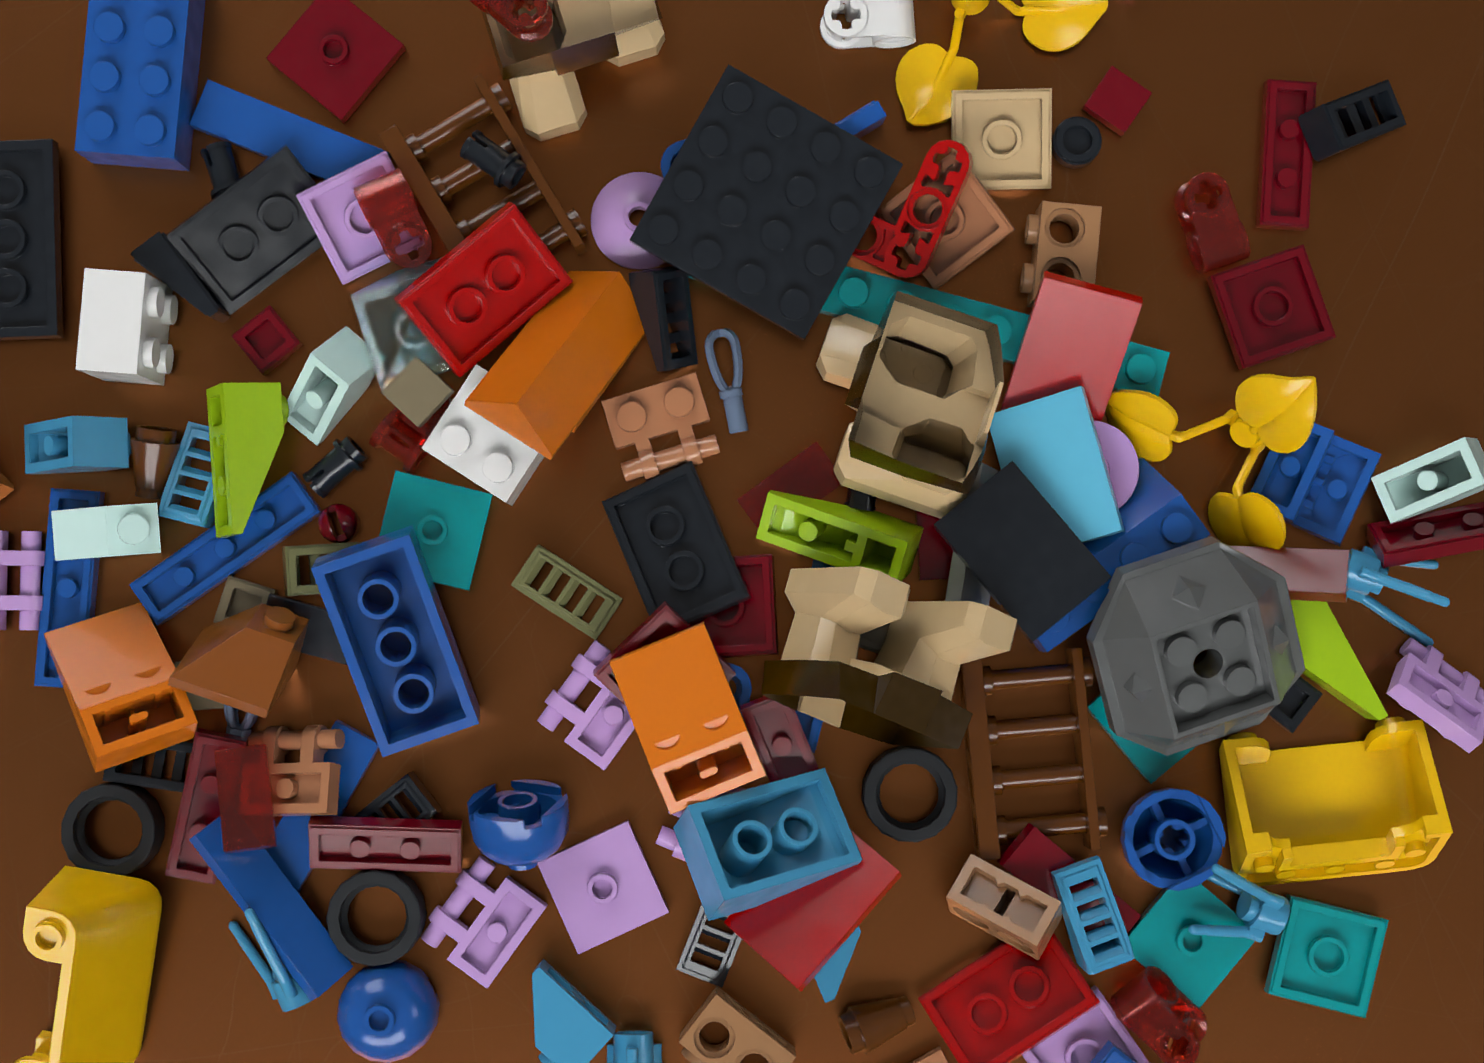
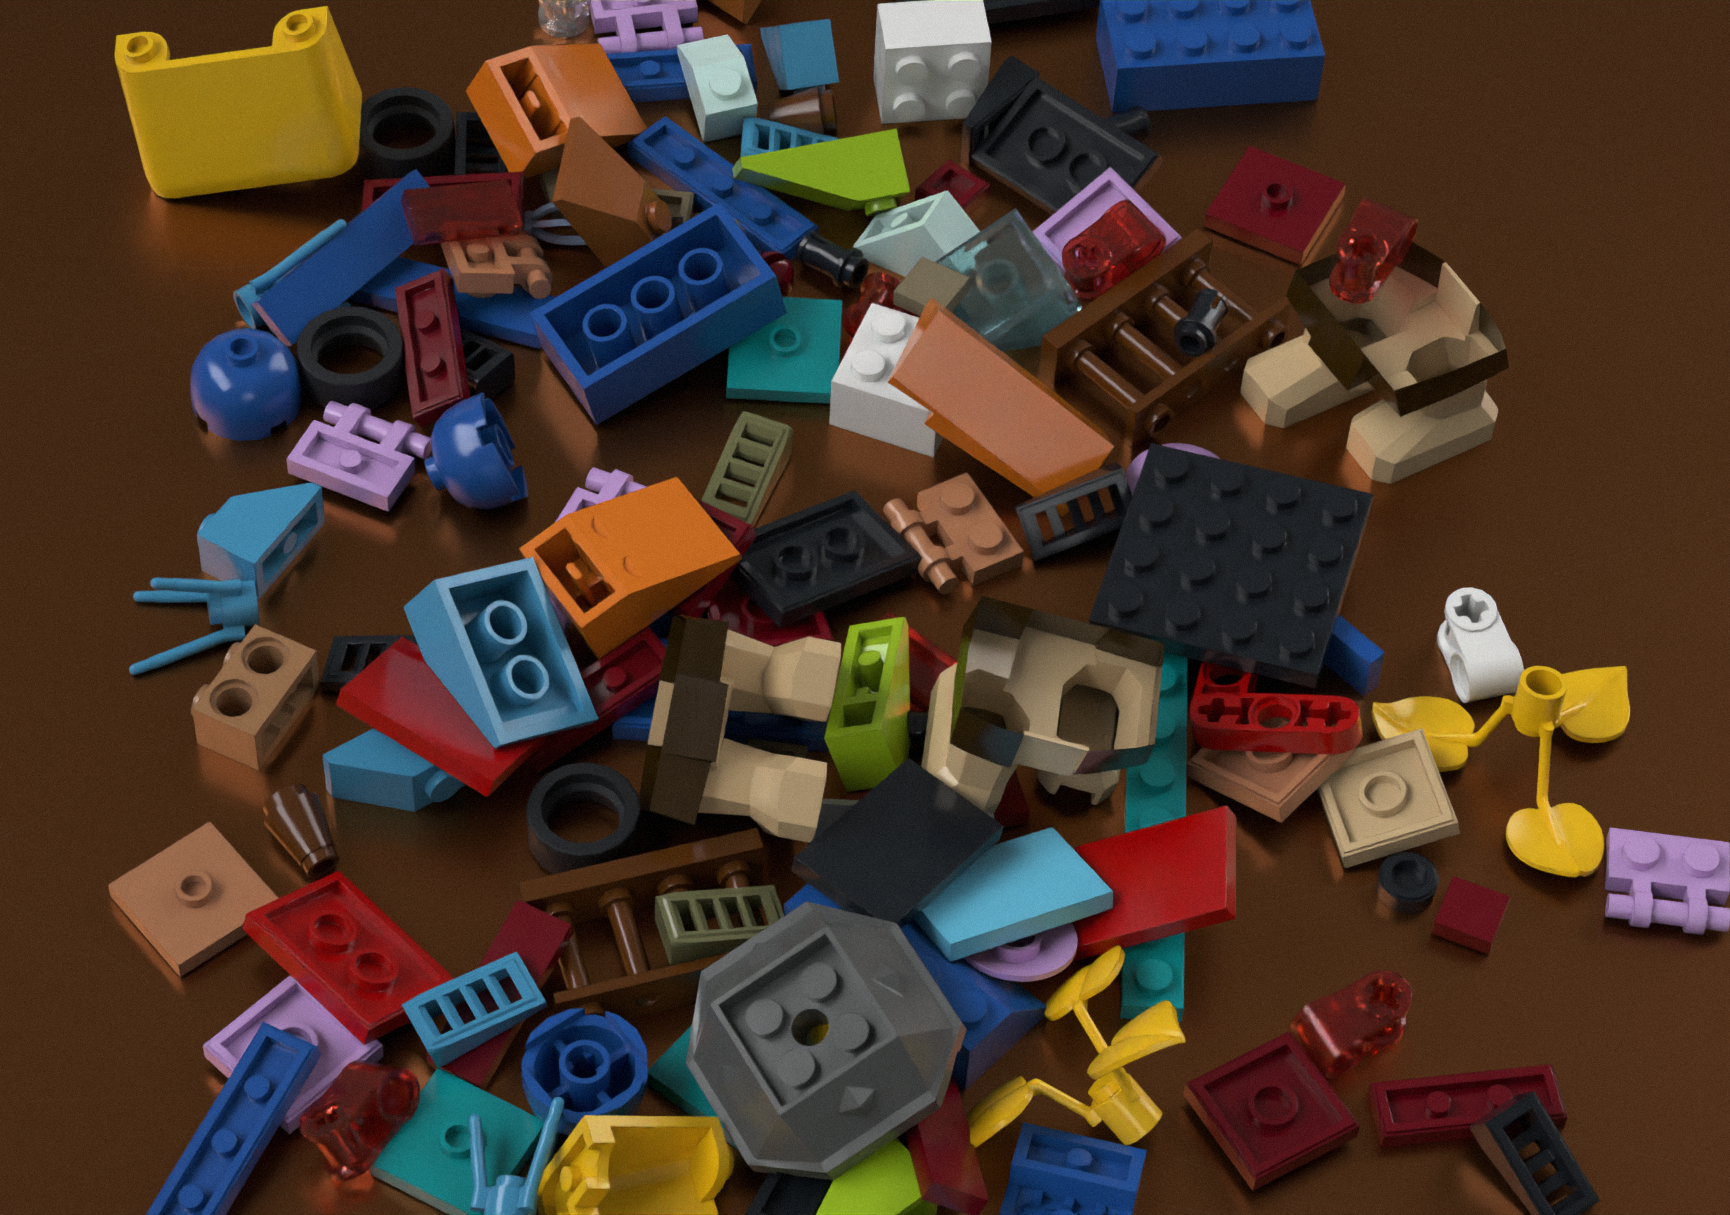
camera: 75 degrees right, 35 degrees down
(267, 128) = (1180, 141): blue tile -> none
(483, 289) = (1060, 326): red tile -> none
(603, 887) = (410, 550): lavender plate -> none
(732, 394) = (1015, 588): sand blue piece -> none
(1004, 906) = (467, 913): medium nougat brick -> none
(1034, 746) = (697, 906): none -> olive slope
(1075, 258) = (1270, 892): medium nougat brick -> none

